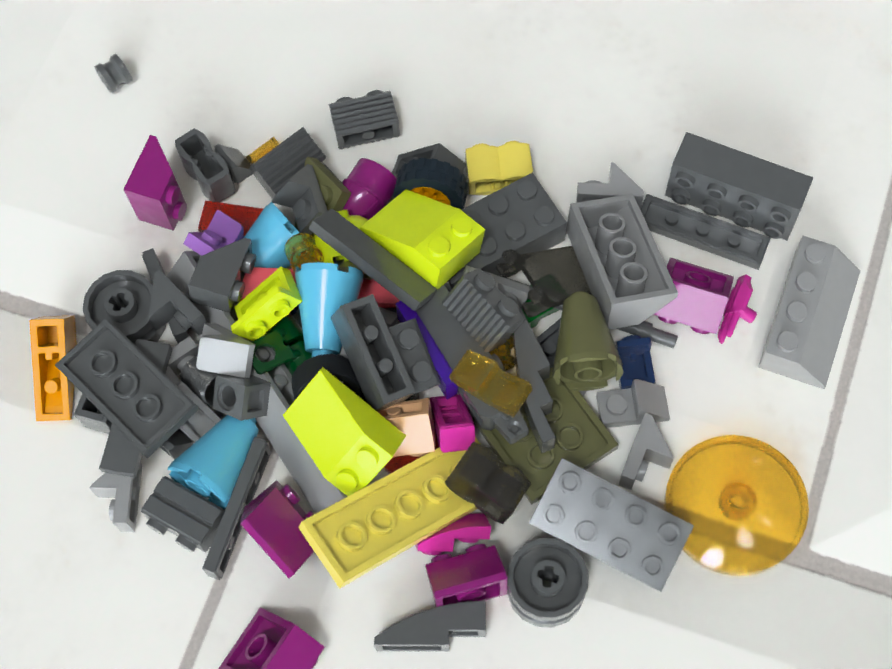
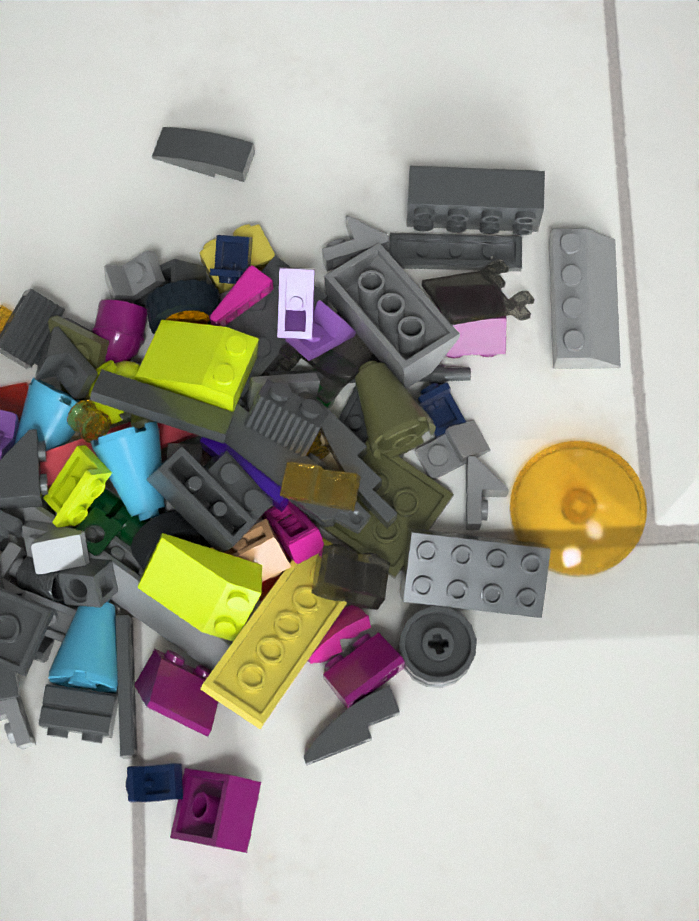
camera: 25 degrees left, 10 degrees up
(224, 608) = (154, 783): none -> dark blue bracket
(364, 119) = (84, 252): dark grey brick -> none
(398, 150) = (134, 278): none -> light grey slope
(488, 192) = (244, 294): none -> dark pink slope
(491, 160) = (231, 257): none -> dark blue bracket
(507, 72) = (205, 152): none -> dark grey slope
(533, 212) = (296, 303): none -> slope
(549, 253) = (328, 332): none -> medium lavender slope
(709, 270) = (477, 295): none -> clear smoke flag
(737, 307) = (513, 329): dark pink piece -> none

